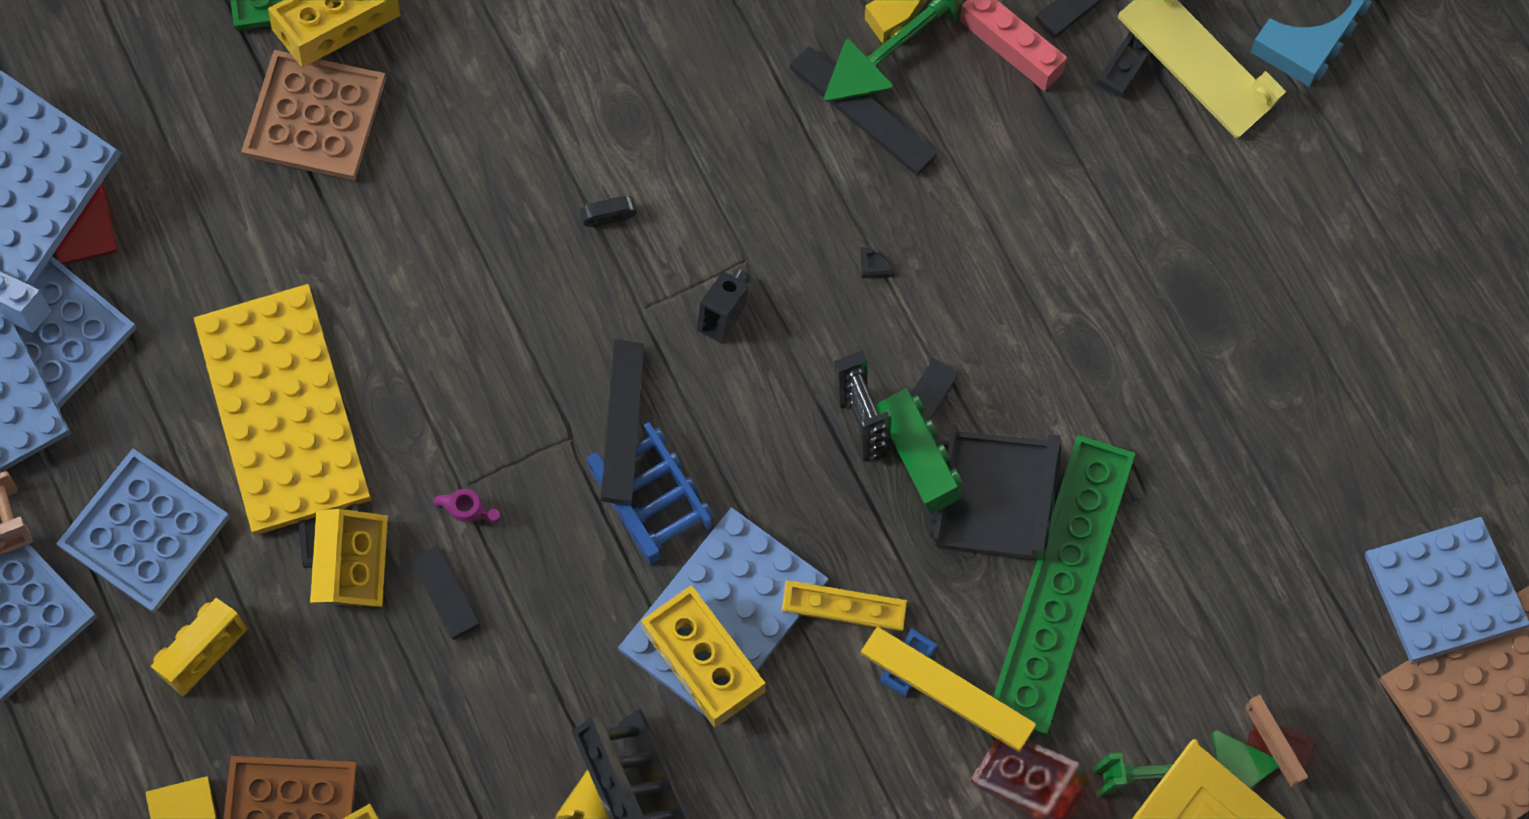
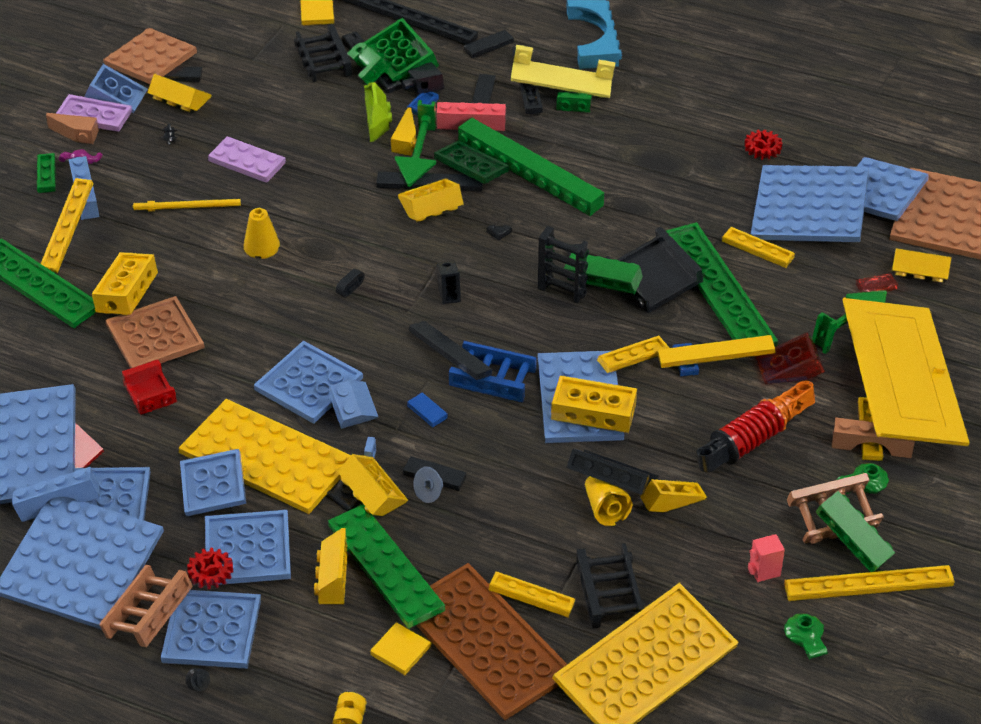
camera: 40 degrees left, 25 degrees down
(53, 538) = (210, 568): none -> red gear
(179, 406) = (212, 482): none -> medium blue plate
(238, 197) = (148, 387): none -> red panel
(262, 690) = (387, 567): none -> green plate
(396, 500) = (370, 448): none -> medium blue tile
(415, 609) = (427, 484): none -> sand blue piece
(423, 333) = (304, 381): none -> medium blue plate
(436, 413) = (352, 403): none -> medium blue slope
(466, 507) = (408, 431): magenta piece -> none
(523, 487) = (427, 410): none -> blue tile
(563, 54) = (260, 235): none -> yellow cone
(828, 147) = (431, 199): none -> yellow slope
(938, 121) = (471, 162): none -> dark green plate
(1010, 187) = (532, 167): none -> green brick
(1180, 110) = (573, 102): none -> green bracket
(1183, 554) = (758, 247): none -> yellow tile
(1276, 741) = (877, 277): nougat tile -> none
(1321, 541) = (810, 203): none -> medium blue plate
(1348, 379) = (763, 144): none -> red gear
(1369, 761) = (921, 265): none -> yellow slope

